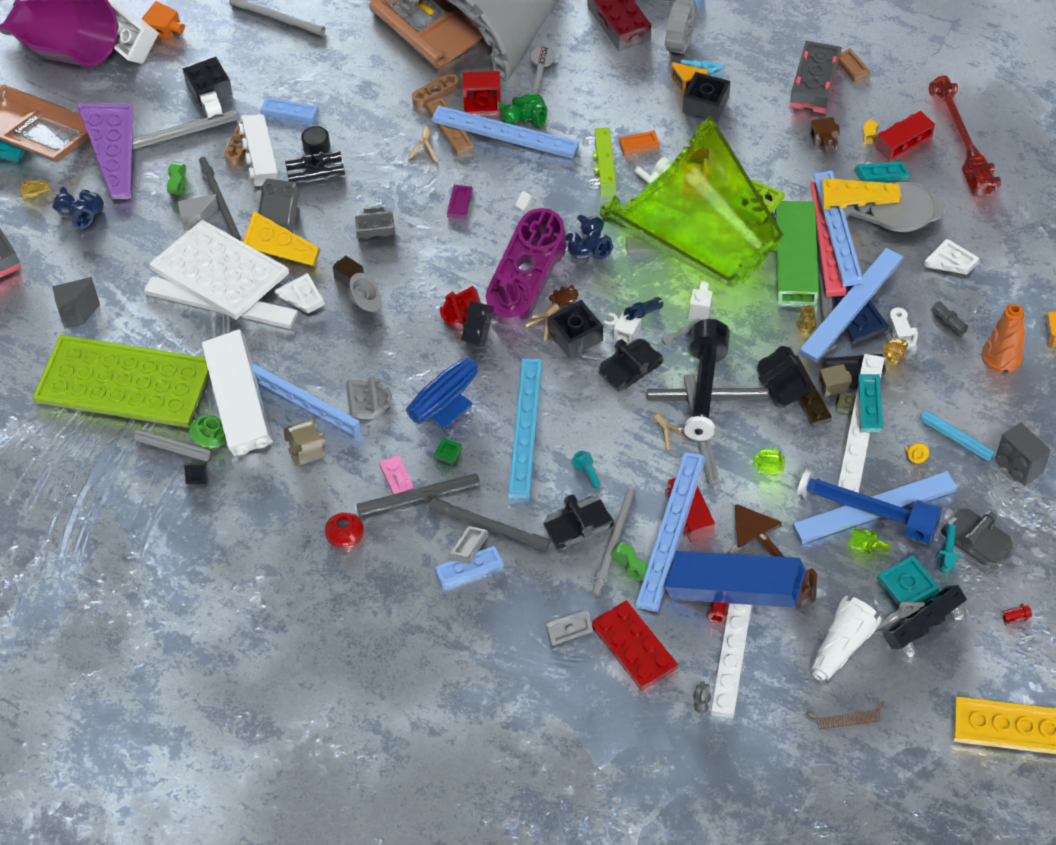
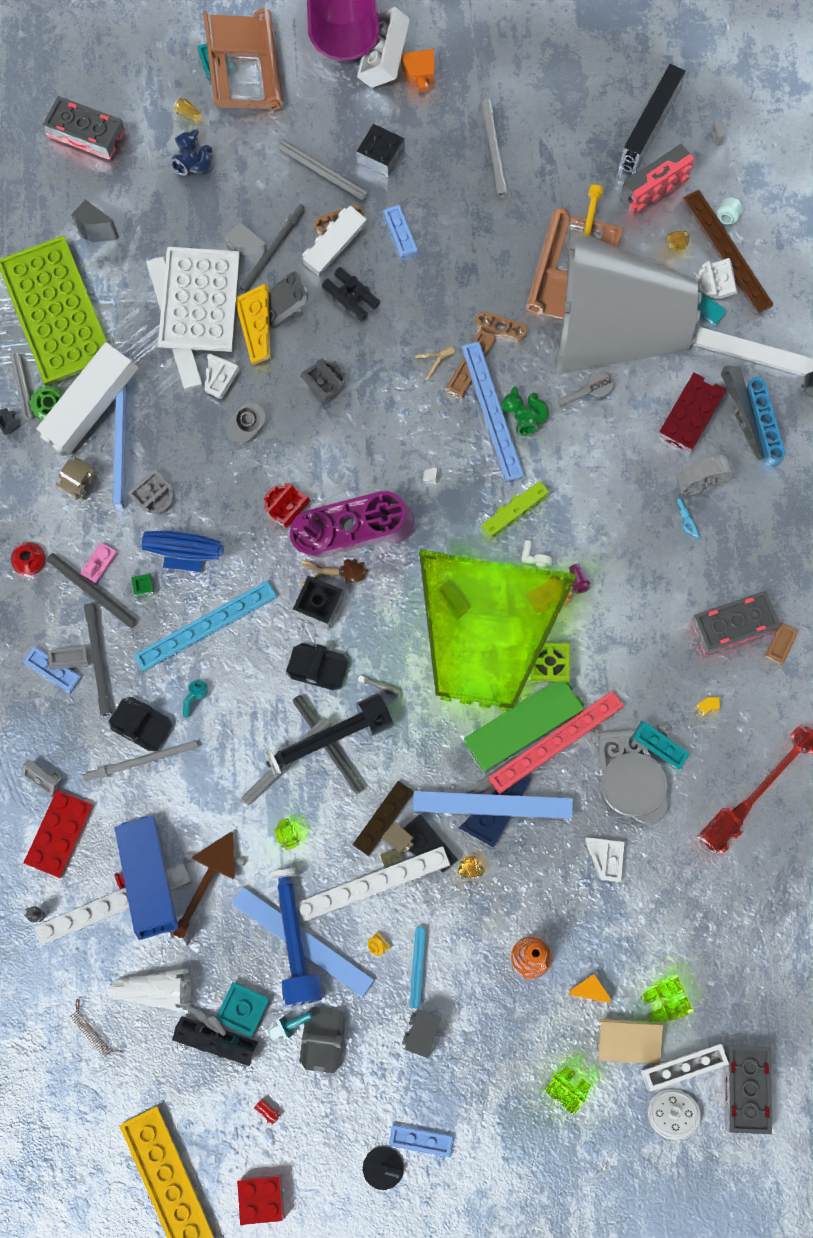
camera: 55 degrees right, 20 degrees up
(112, 141) = (267, 128): medium lavender wing -> none
(176, 183) = (263, 205): bright green piece -> none
(211, 104) = (355, 173): white leg -> none
(315, 140) = (378, 275): piece -> none
(345, 269) = (262, 393): dark brown brick -> none
(459, 201) = (395, 426): magenta tile -> none
(477, 323) = (269, 526): black brick -> none
(481, 92) = (515, 365): red brick -> none
(593, 242) = (409, 551): dark blue animal -> none
(623, 328) = (350, 639): white brick -> none
(625, 555) = (123, 790): bright green piece -> none
(639, 142) = (559, 523): orange tile -> none
(640, 309) = (364, 641): dark blue pin -> none
(667, 427) = (274, 733): tan plant -> none
(670, 532) = (169, 799): light blue tile -> none
(683, 75) = (659, 517): light orange slope -> none
(699, 520) = (205, 799): red brick -> none
(701, 302) = (413, 682): white brick -> none
(706, 96) = (644, 546): black brick -> none
(783, 377) = (378, 793): black shield -> none
(806, 322) = (453, 783): clear yellow cone -> none
(824, 132) = (676, 670): reddish brown brick -> none
(840, 238) = (567, 745): light blue tile -> none
(847, 192) = (610, 732): yellow wing -> none
(867, 541) = (262, 954): clear neon green piece -> none
(870, 403) = (388, 881): teal plate -> none
(900, 327) = (503, 853): white leg -> none
(904, 135) = (723, 738): red brick -> none
(949, 318) = (538, 893): dark grey pin -> none

